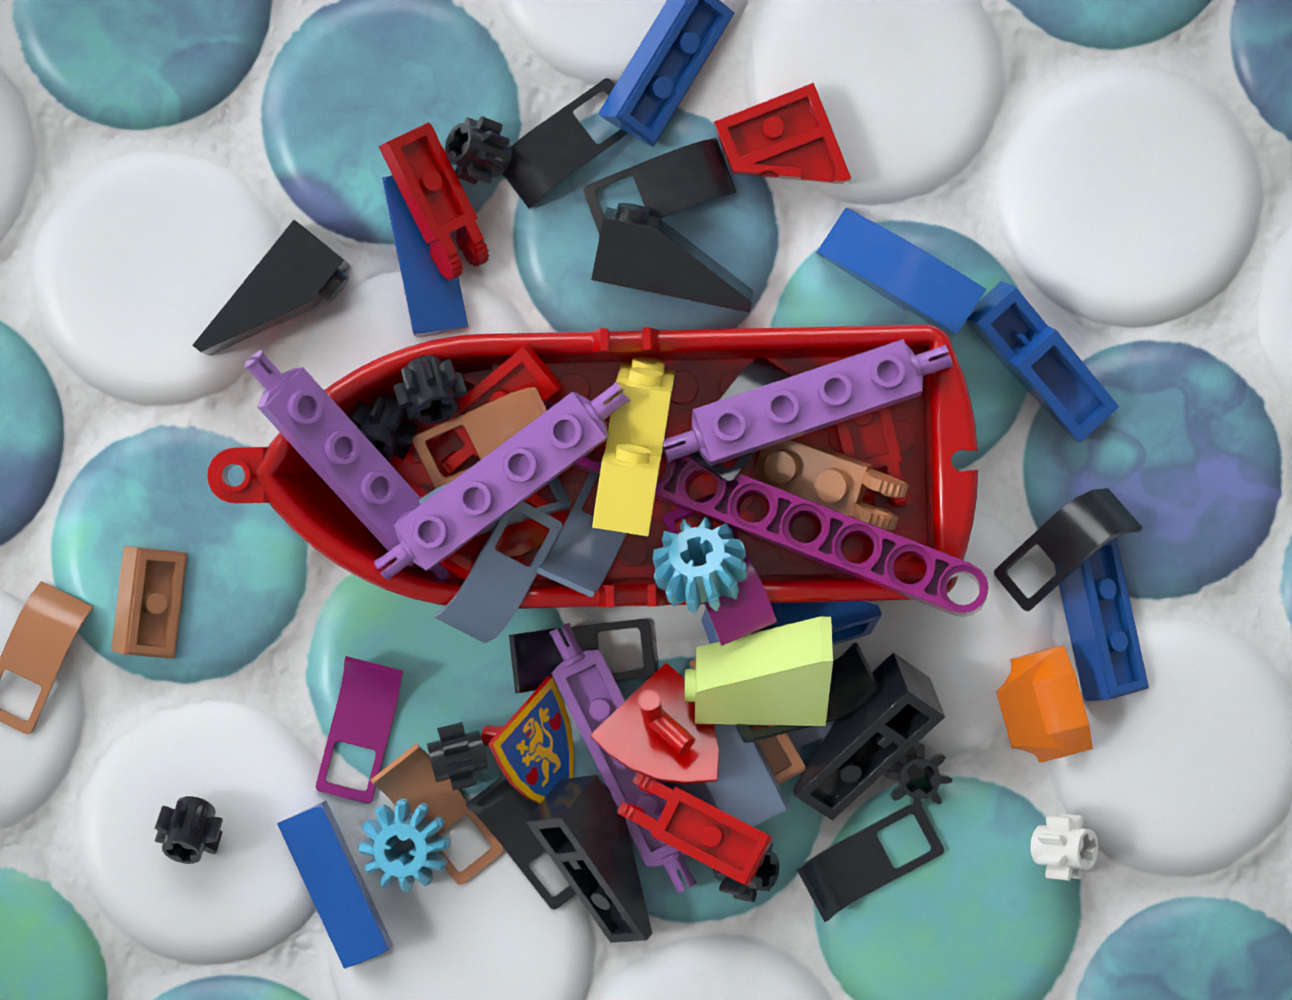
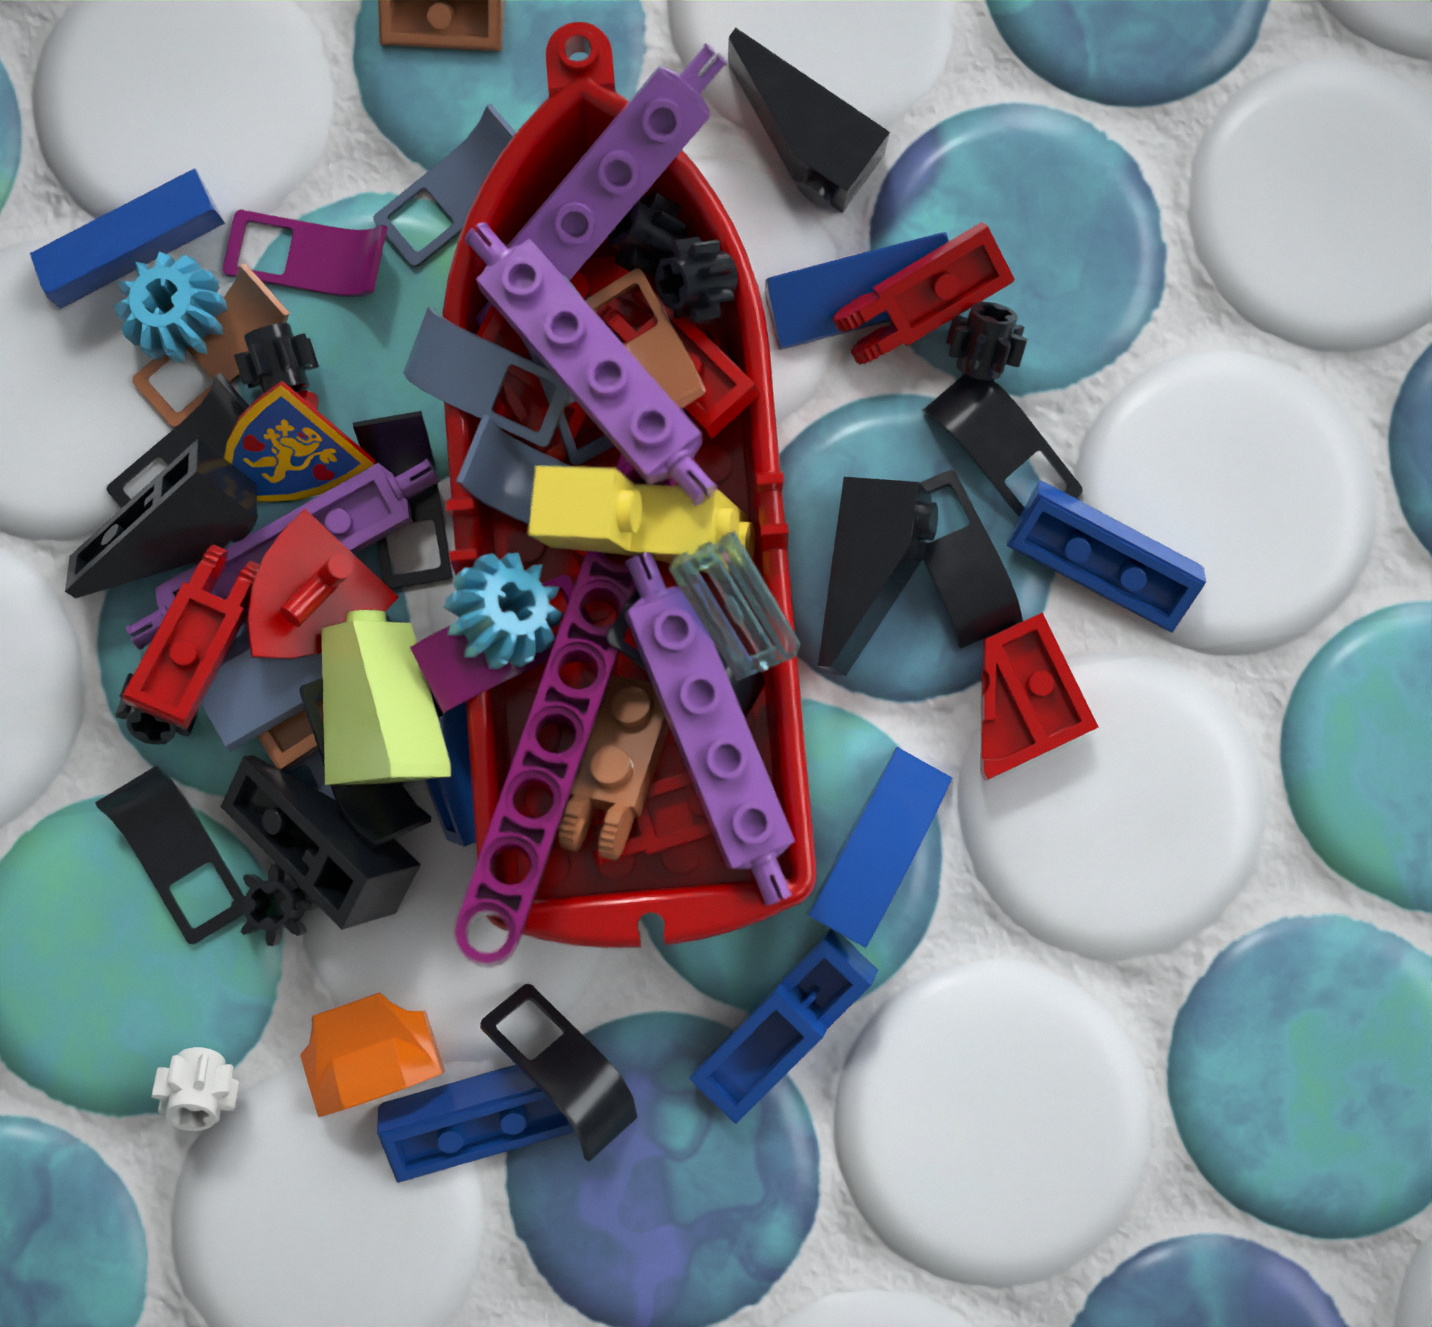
camera: 85 degrees right, 5 degrees down
(188, 830) = (179, 64): black gear -> none
(304, 590) = (452, 183): none -> sand blue piece
(671, 373) = (709, 556): none -> clear light blue tile

